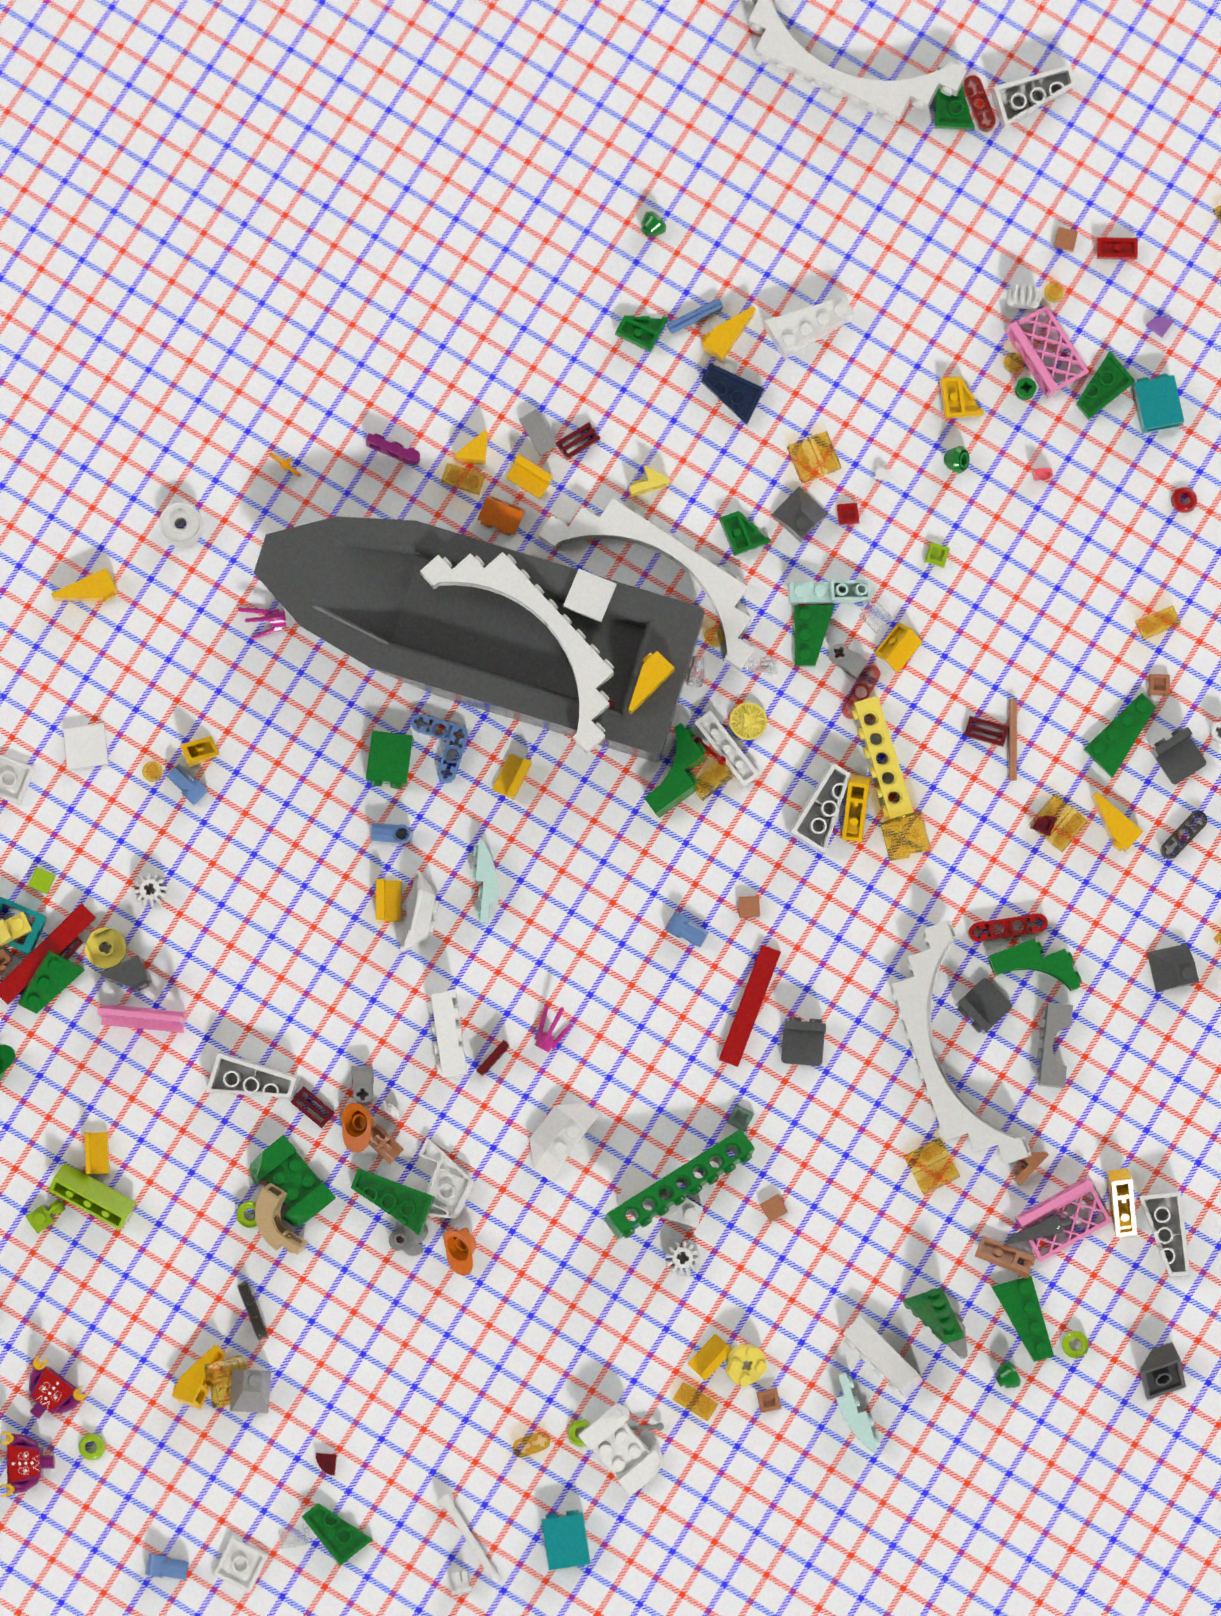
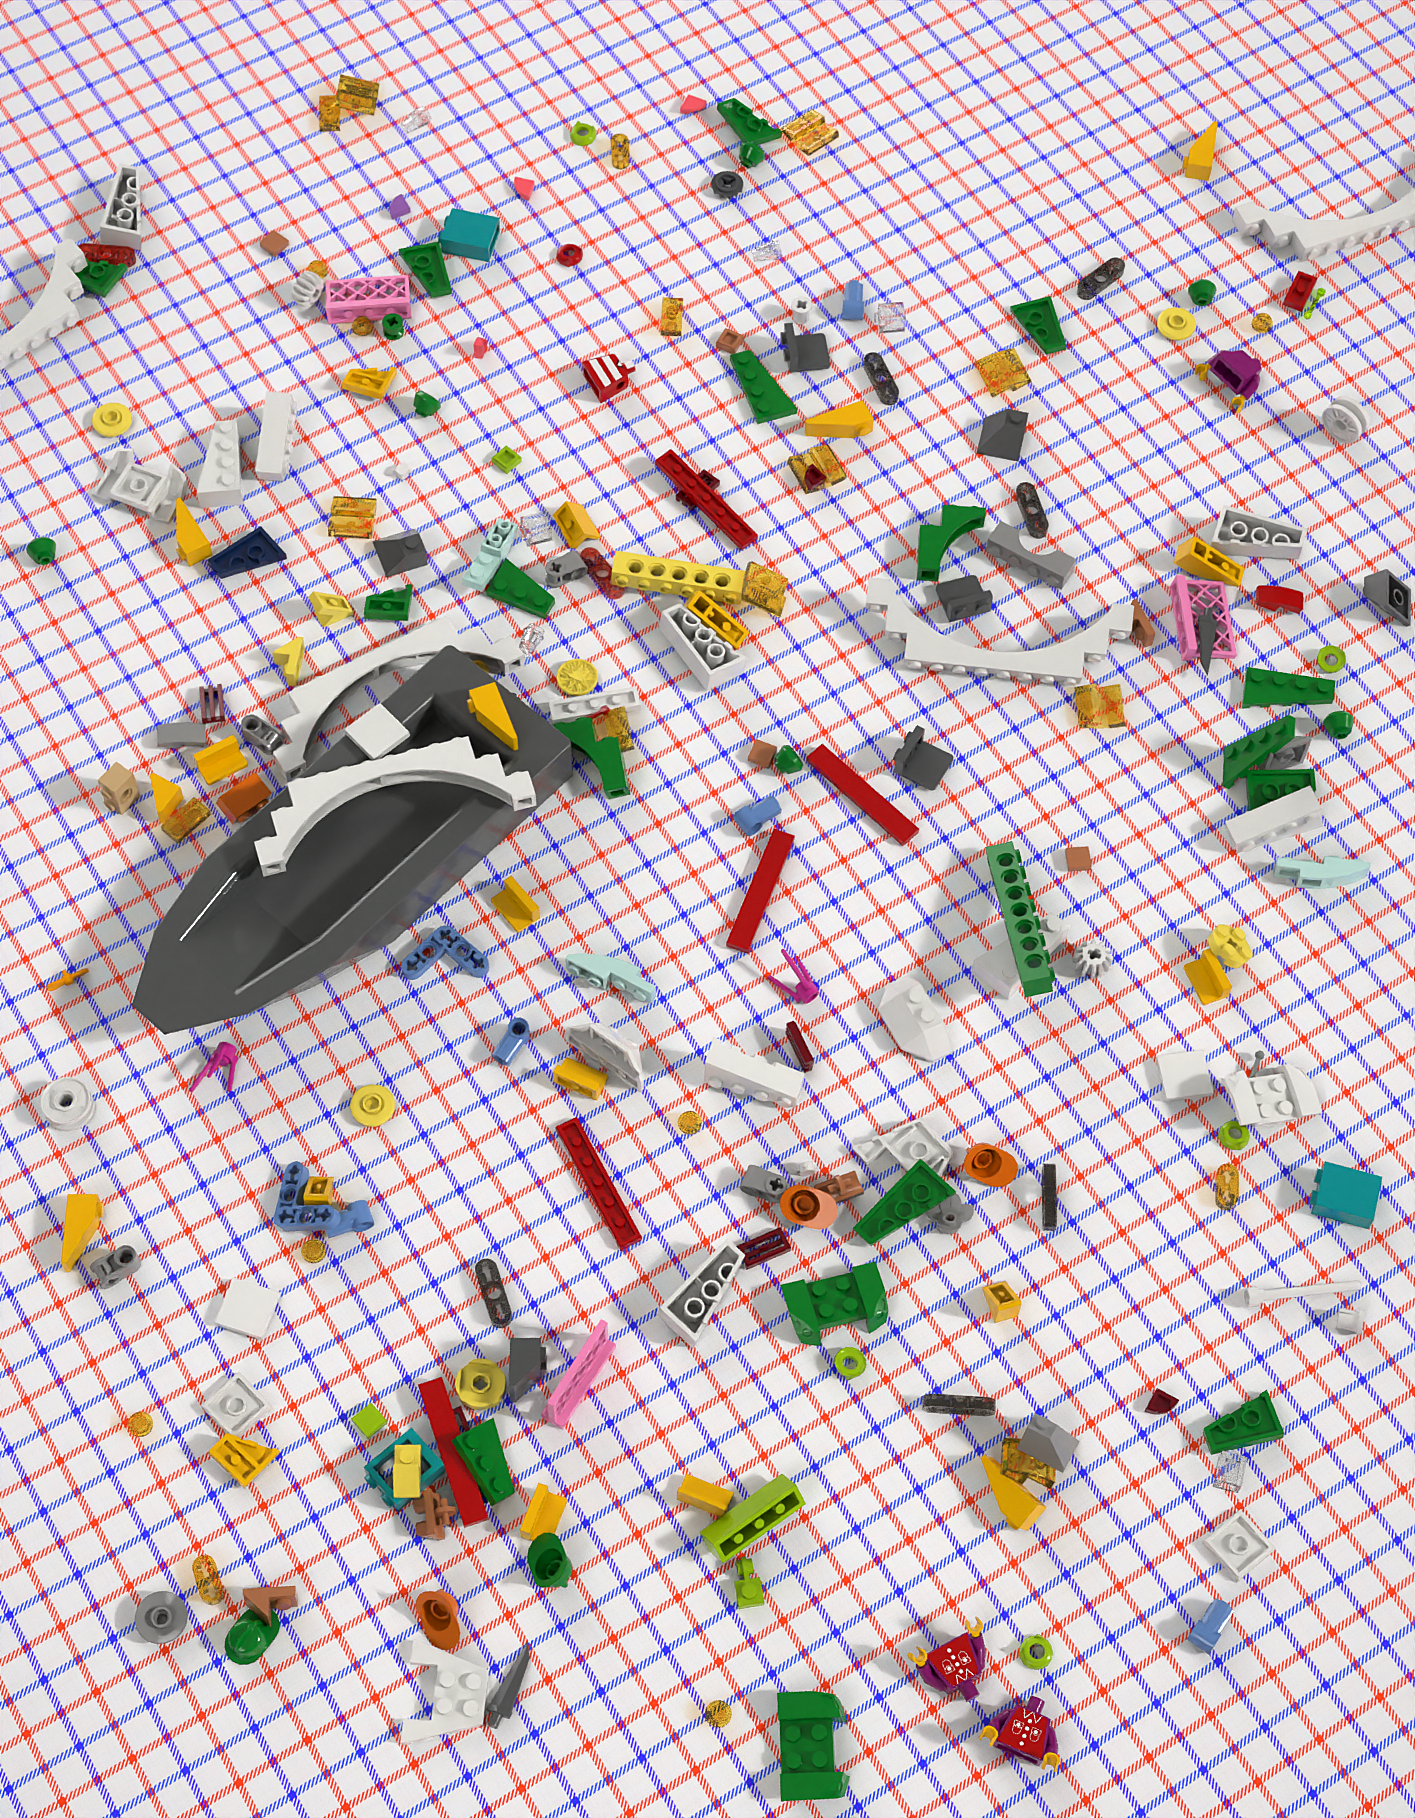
camera: 65 degrees left, 20 degrees down
(29, 1042) = (543, 1513): none -> yellow panel
(68, 632) = (114, 1267): none -> light grey piece
(157, 885) = (442, 1299): white gear -> none
(173, 935) = (492, 1311): none -> clear smoke beam
(176, 739) = (294, 1207): none -> medium blue beam
(270, 1221) = (881, 1342): tan arch -> none
(290, 753) = (372, 1105): none -> light yellow wheel
(307, 956) = (598, 1183): none -> red tile
(352, 1306) = (1002, 1301): none -> yellow slope
(389, 759) = (434, 1008): green panel -> none
(389, 1002) = (689, 1122): none -> clear yellow plate
(394, 449) = (116, 870): magenta hinge -> none
(455, 1308) = (1049, 1197): none -> clear smoke beam
(459, 412) = (118, 788): none -> tan brick
(568, 499) = (264, 736): none -> light grey piece
(614, 1373) = (1184, 1075): none -> white tile
(620, 964) = (760, 891): none -> red tile
(641, 330) = (138, 605): green wing -> none
(694, 316) = (153, 556): medium blue axle -> none
(695, 1401) = (1246, 1012): clear yellow plate -> none
(714, 487) = (330, 607): none -> light yellow slope
(740, 1117) = (971, 850): sand green tile -> none
(749, 932) = (788, 760): none -> green cone
(755, 269) = (142, 486): none -> white piece
(768, 1400) = (1273, 945): nougat tile -> none
(812, 205) = (111, 419): none -> light yellow wheel
(848, 514) = (424, 513): red tile -> none
(857, 353) = (276, 436): none -> white wedge
(922, 1347) = (1270, 785): none -> green wing
(976, 743) = (706, 499): none -> red tile
(1005, 1256) = (1218, 680): nougat plate -> none
(1007, 927) = (897, 549): red beam -> none
(1012, 739) = (719, 473): nougat bar -> none
(1064, 598) = (607, 375): none -> red torso
(1114, 1012) = (1030, 519): none -> clear smoke beam
(1115, 1276) = (1275, 596): none -> red slope
(1117, 248) = (308, 208): red plate -> none

